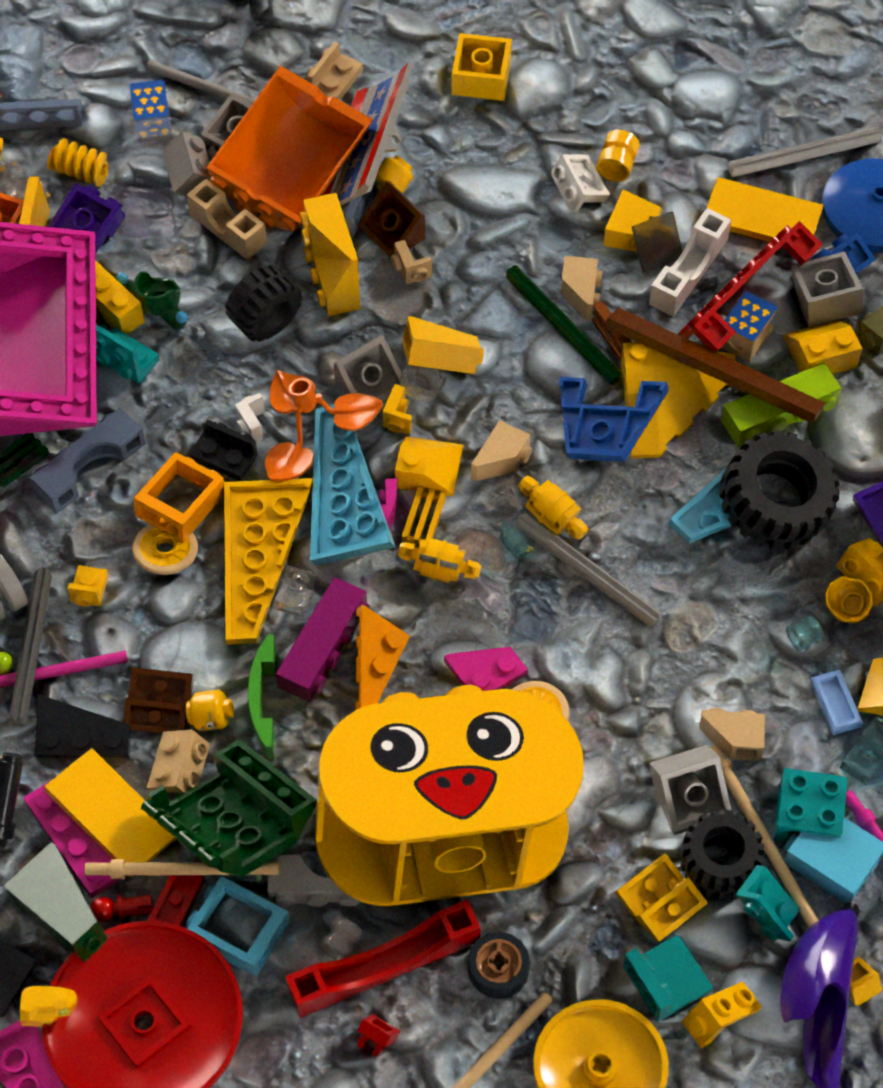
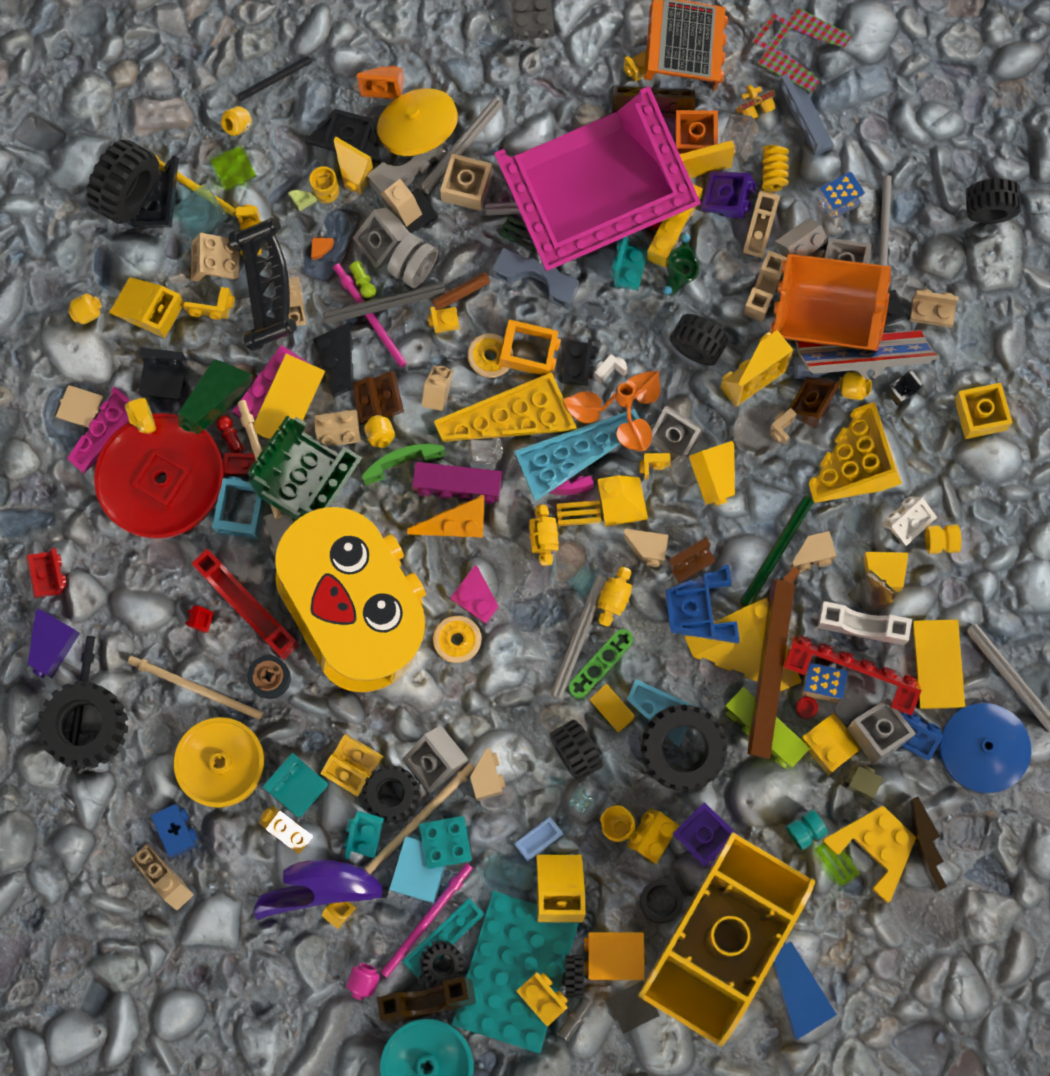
camera: 75 degrees right, 15 degrees up
(59, 552) = (461, 291): none -> dark orange axle
(141, 198) = (761, 223): none -> tan slope
(181, 620) = (437, 388): none -> tan slope
(417, 131) = (904, 388): none -> black bracket
(485, 202) = (859, 461): none -> yellow slope
(539, 411) = (691, 560): none -> reddish brown bracket
(636, 554) = (599, 662): none -> bright green beam
(694, 561) = (612, 708): none -> yellow slope
(741, 608) = (576, 750): none -> black tyre
(767, 359) = (806, 707): none -> red tile

